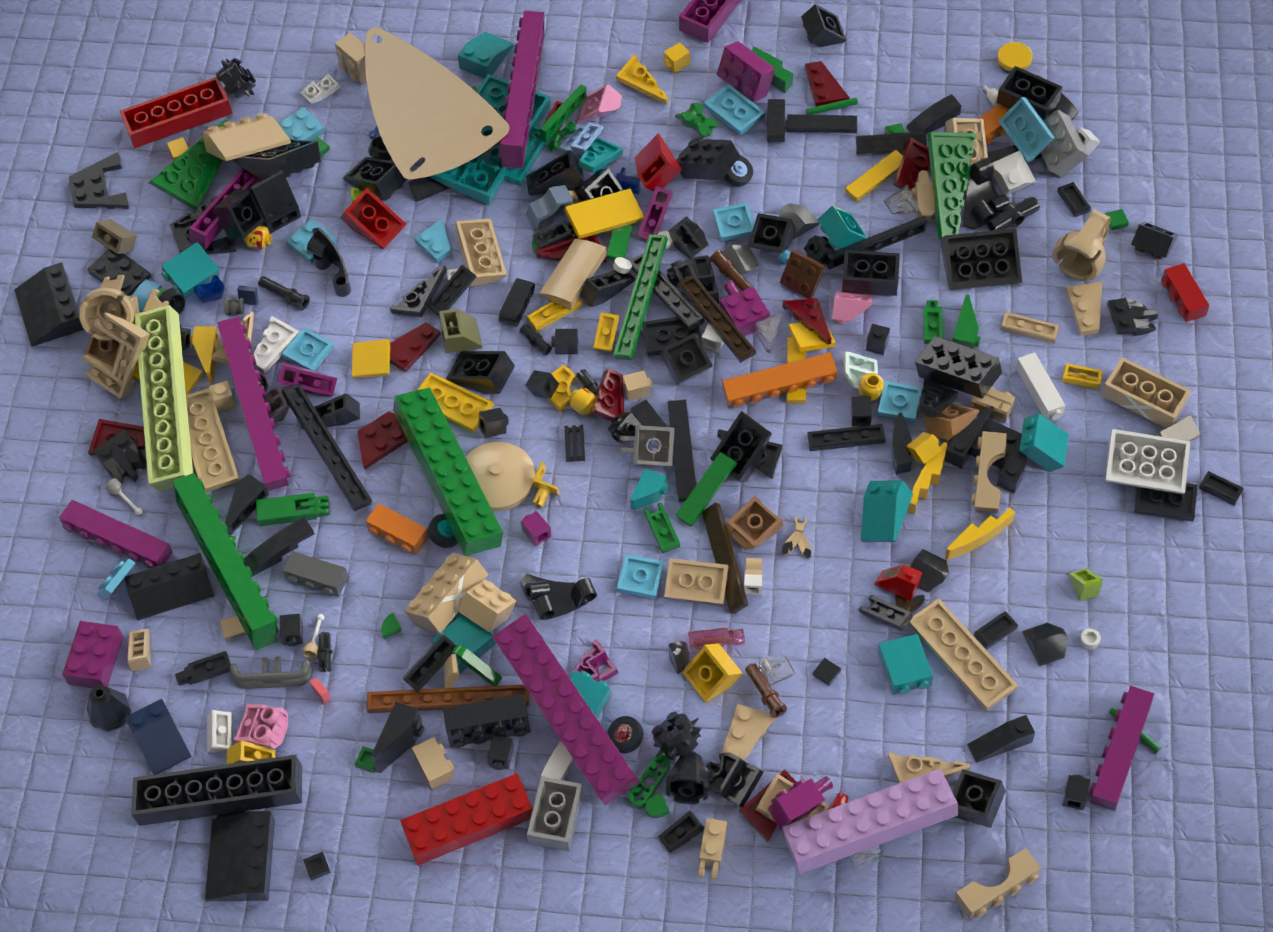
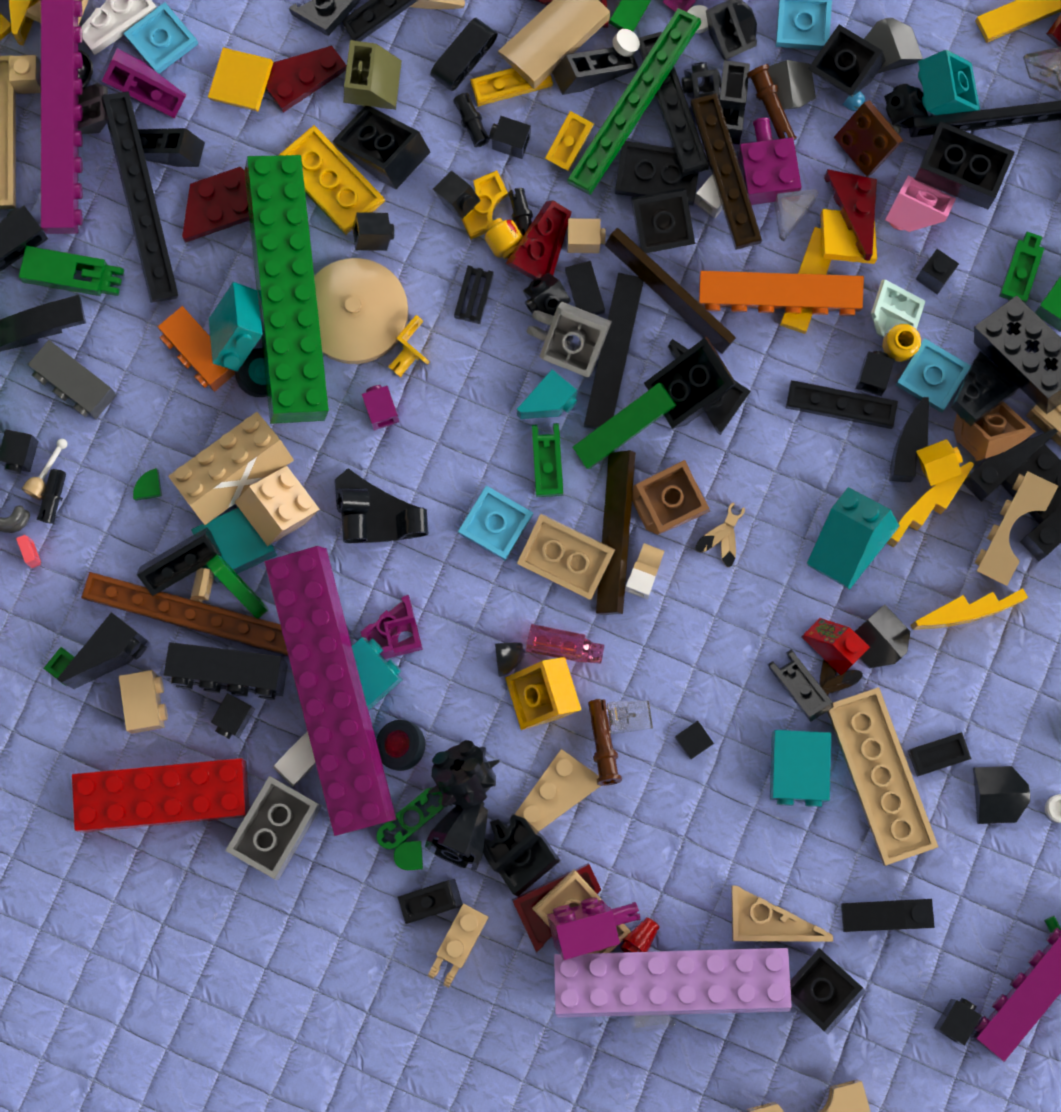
camera: 15 degrees right, 20 degrees up
(420, 502) = (235, 326): none -> teal brick
(700, 397) = (669, 290): none -> dark brown tile

